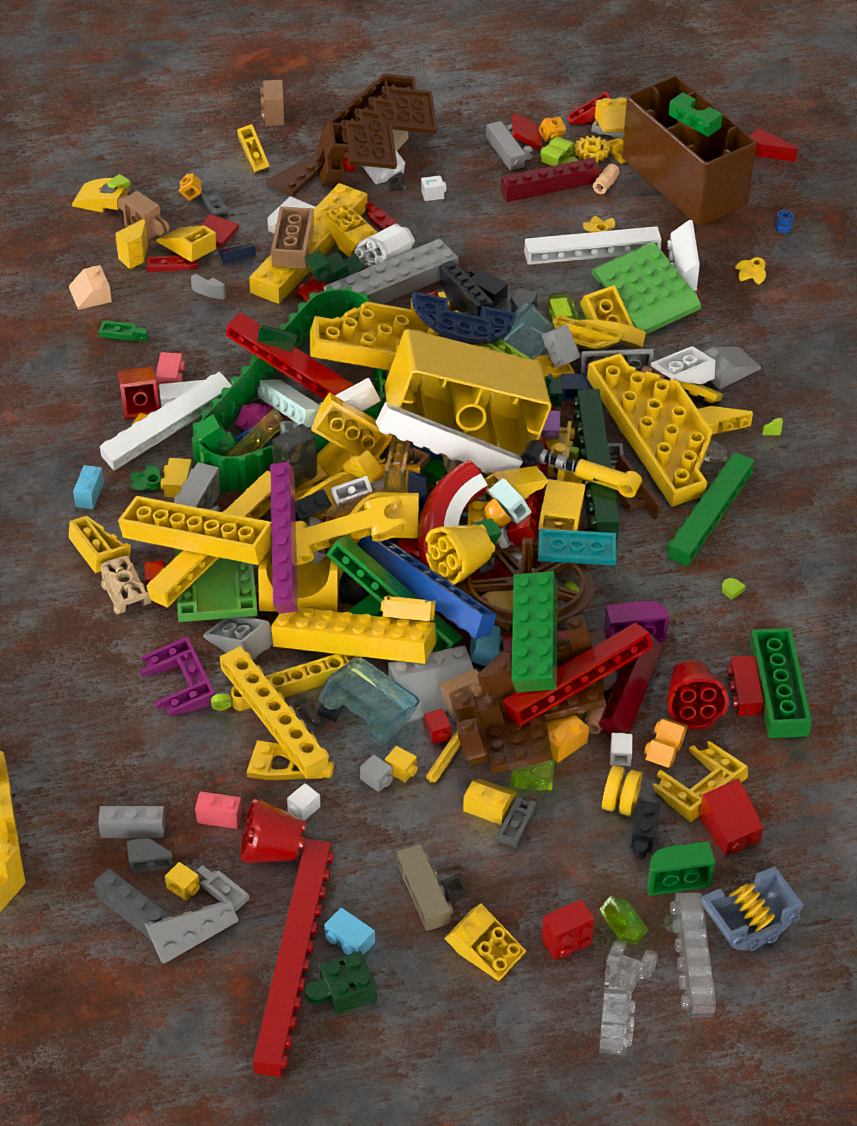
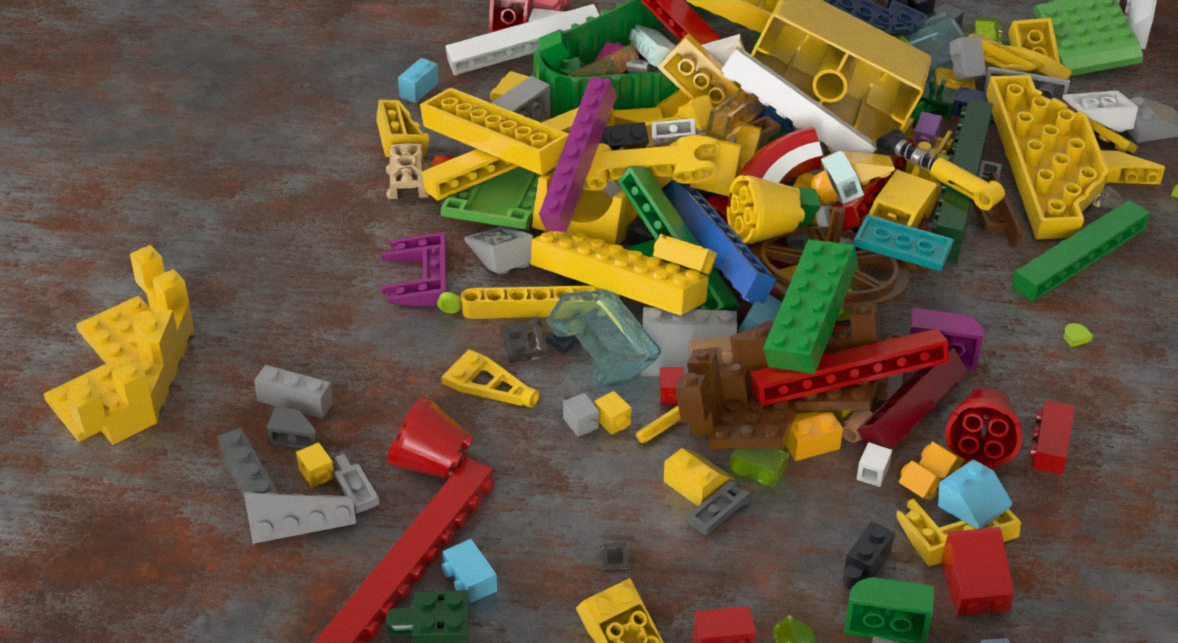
camera: 20 degrees right, 5 degrees down
(148, 480) = (481, 89): green plate -> none
(218, 810) = (387, 403): coral brick -> none
(264, 700) = (495, 324): yellow brick -> none
(299, 449) = (635, 89): clear smoke brick -> none
(303, 802) = (486, 422): white brick -> none
(418, 484) = (751, 145): clear blue slope -> none
(423, 887) = (576, 546): dark tan brick -> none
(625, 791) = (854, 505): yellow wheel -> none
(707, 755) = (973, 495): none -> medium azure slope
(781, 683) = (1096, 445): green brick -> none

